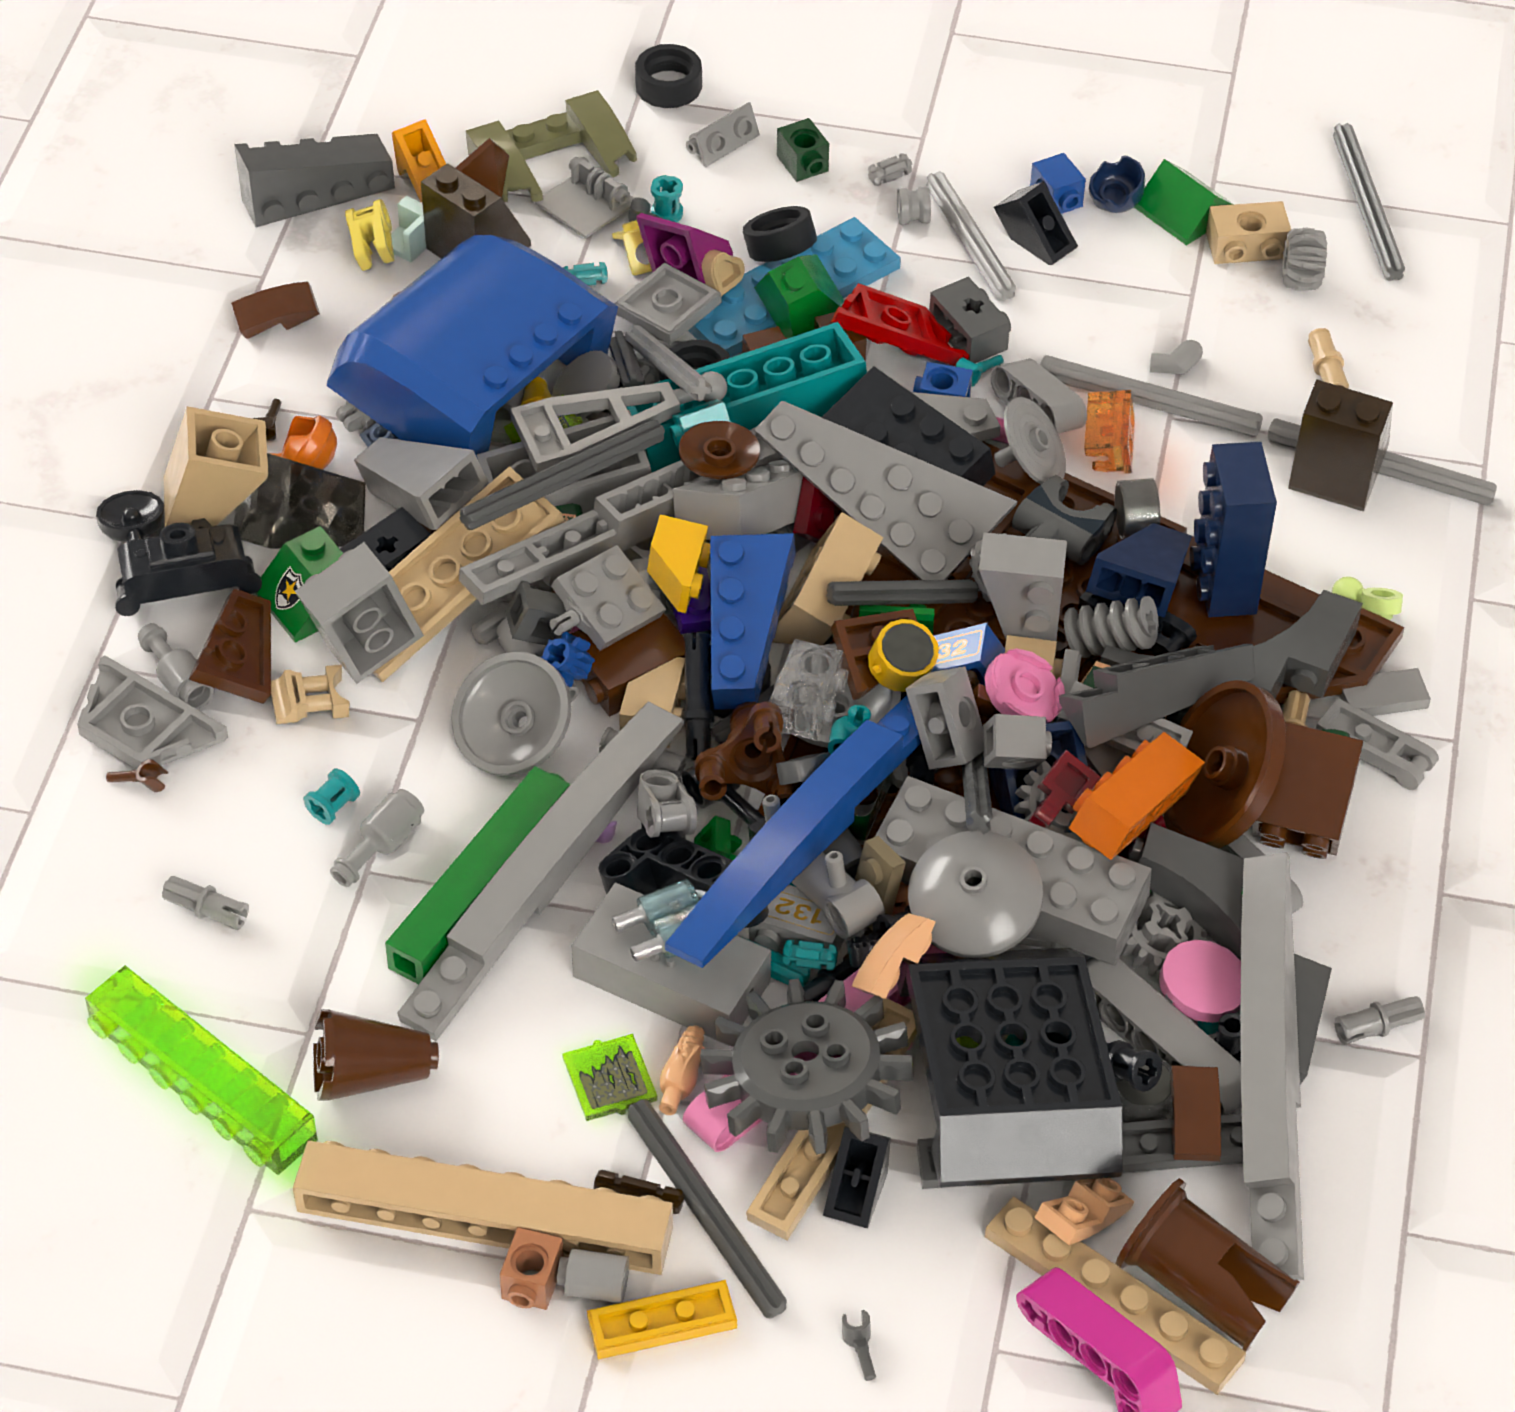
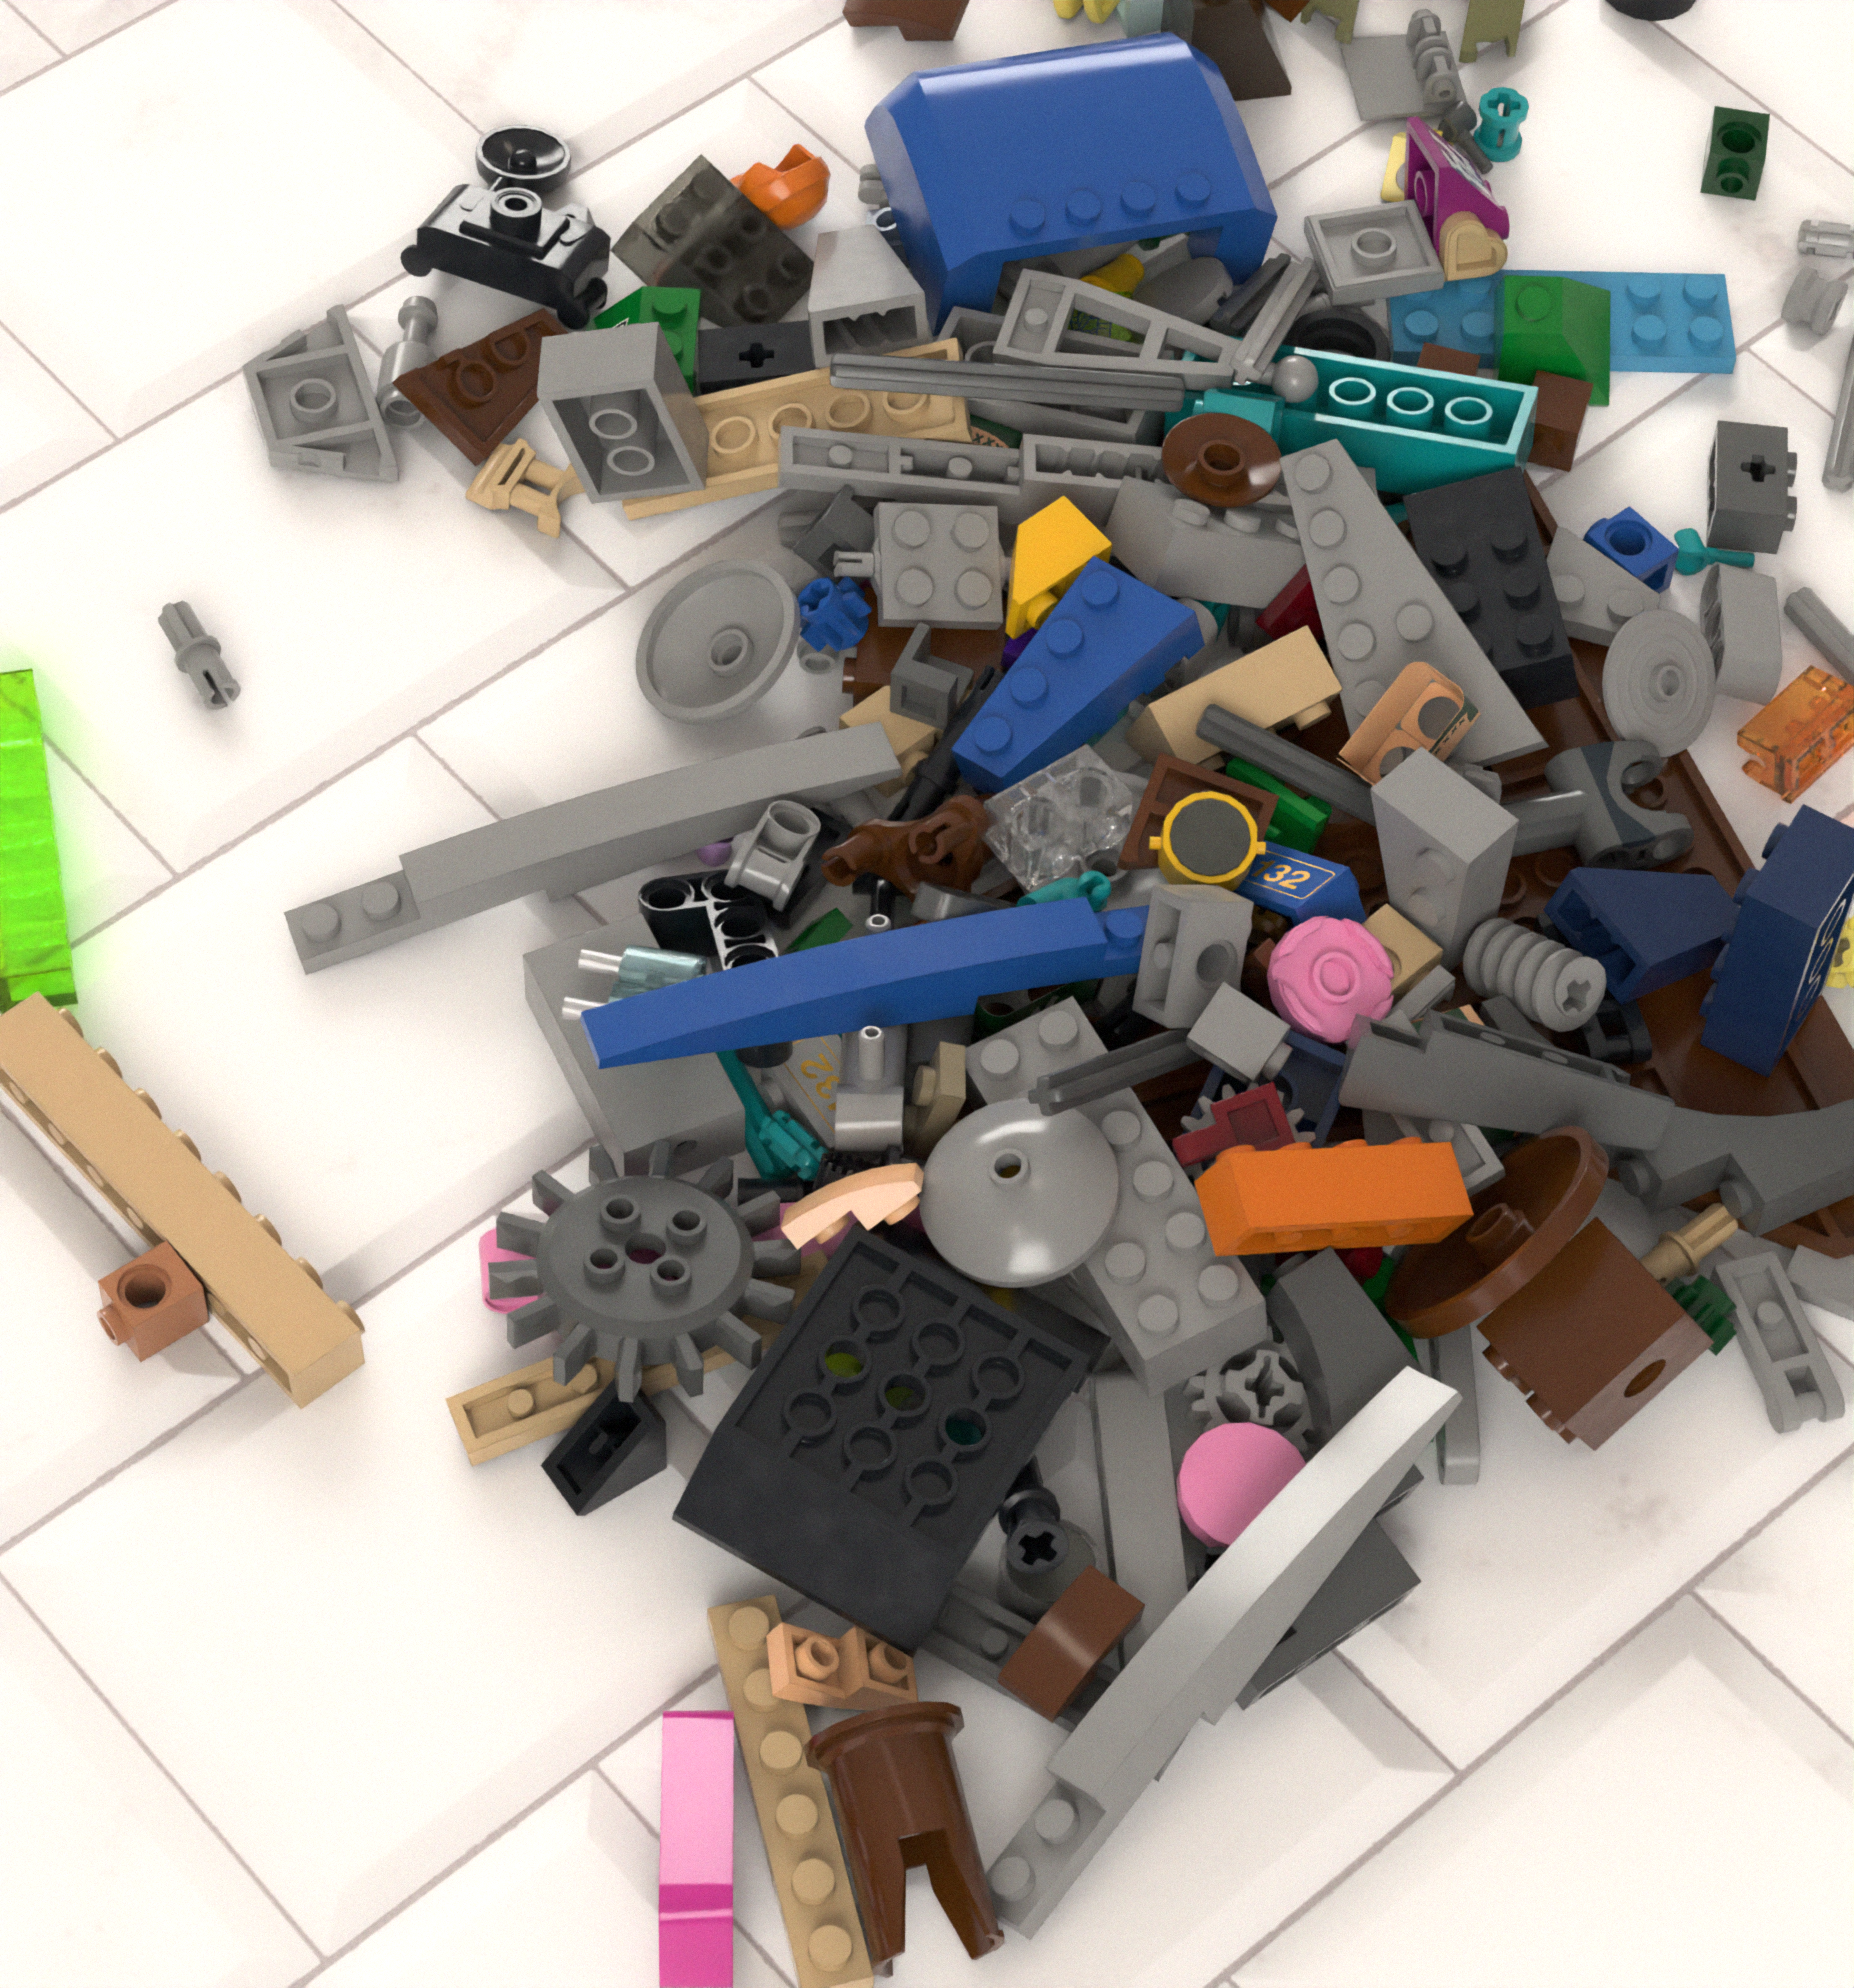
camera: 35 degrees right, 5 degrees up
(145, 773) = (266, 469): reddish brown hand -> none
(213, 466) = (634, 145): tan slope -> none
(270, 419) = (773, 142): dark brown hand -> none
(331, 796) = (422, 610): teal bush -> none
(367, 1055) = (195, 937): reddish brown cone -> none
(389, 821) = (460, 693): light grey piece -> none
(423, 933) = (370, 840): green brick -> none
(589, 273) = (1316, 164): teal piece -> none
(594, 1275) = (214, 1357): light grey brick -> none
(609, 1076) = (454, 1142): piece -> none
(637, 1187) = (352, 1285): dark brown axle -> none
(657, 667) = (927, 685): none -> dark grey panel
(661, 1319) = (249, 1459): yellow tile -> none
(681, 1070) = (514, 1188): light nougat piece -> none
(707, 1209) = (414, 1368): dark grey axle -> none
(724, 135) = (1654, 82): light grey hinge -> none
(779, 234) = (1597, 242): black tyre -> none
(859, 1338) = (444, 1636): dark grey hand -> none
(897, 323) = (1638, 434): red wing -> none
(967, 505) = (1378, 732): none -> light nougat piece
(1136, 505) = (1719, 841): clear piece -> none
(1378, 1019) = (1441, 1689): light grey axle -> none

